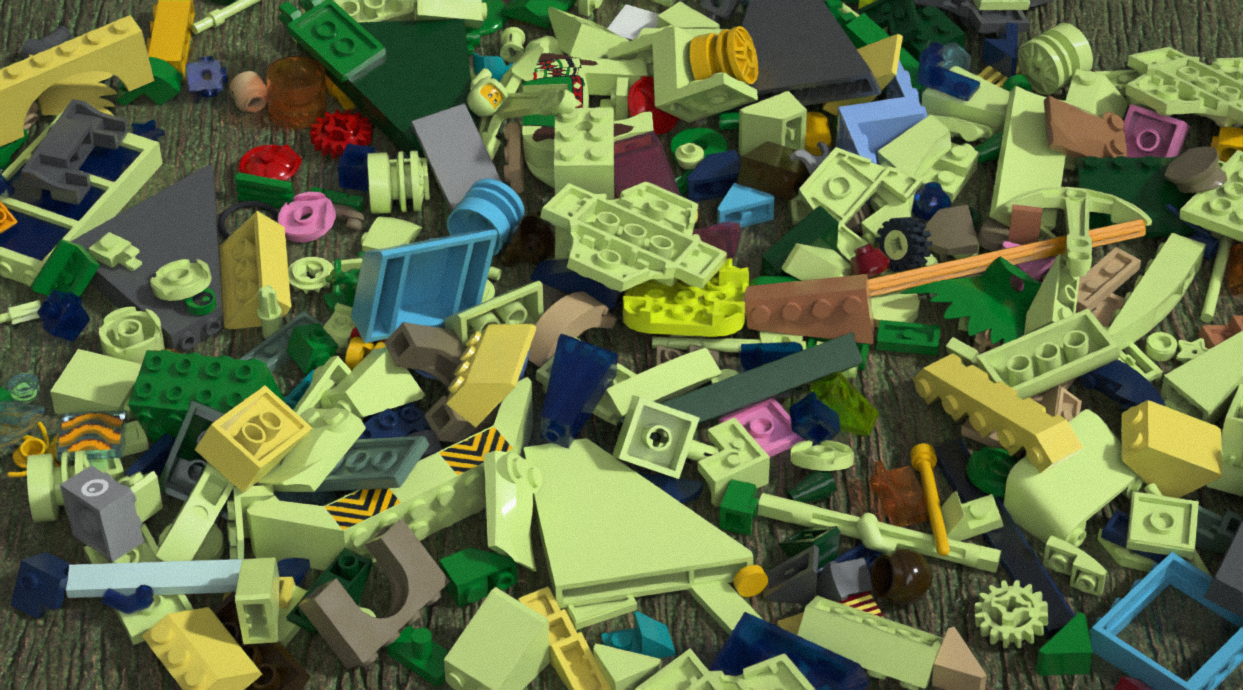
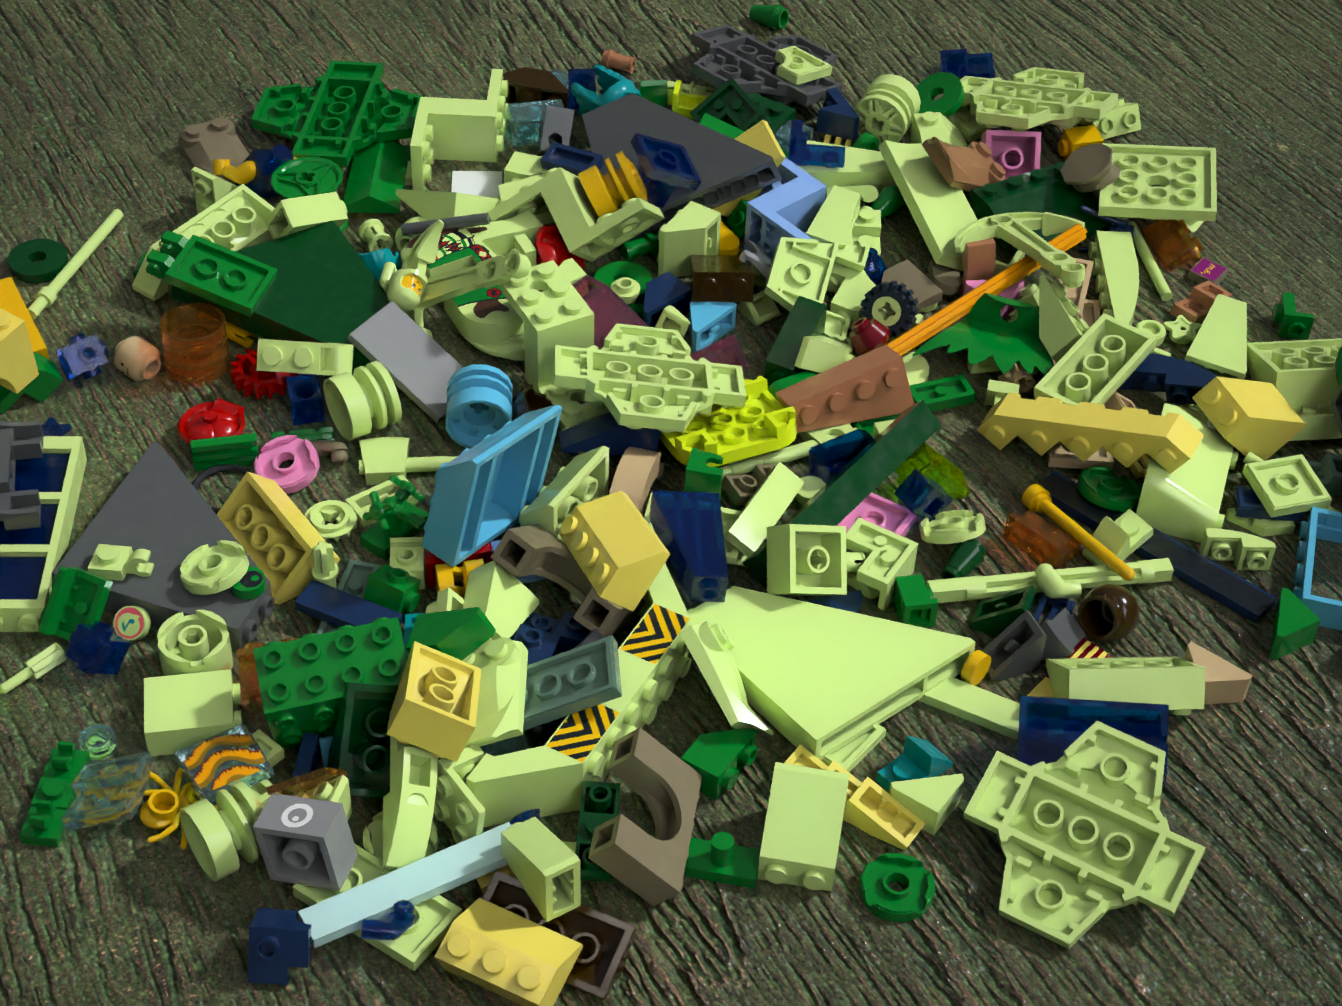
camera: 30 degrees left, 0 degrees up
(103, 303) = (132, 623): none -> yellowish green tile
(126, 467) = (306, 781): none -> clear orange piece
(265, 346) = (339, 606): none -> dark blue tile
(306, 391) = (452, 631): none -> green slope
(368, 130) = (304, 357): none -> yellowish green plate
(514, 156) = (454, 337): tan hinge -> none
(567, 50) = (449, 223): none -> dark grey bar
(620, 339) = (702, 477): none -> green hinge
(708, 199) = (674, 320): none -> yellowish green slope
(713, 20) = (570, 159): none -> dark blue tile
(776, 51) = (663, 167): none -> clear blue bracket
(1011, 614) = (1220, 612): yellowish green gear -> none
(1122, 47) = (937, 84): none -> green tile
(1183, 38) = (965, 64): none -> clear blue slope

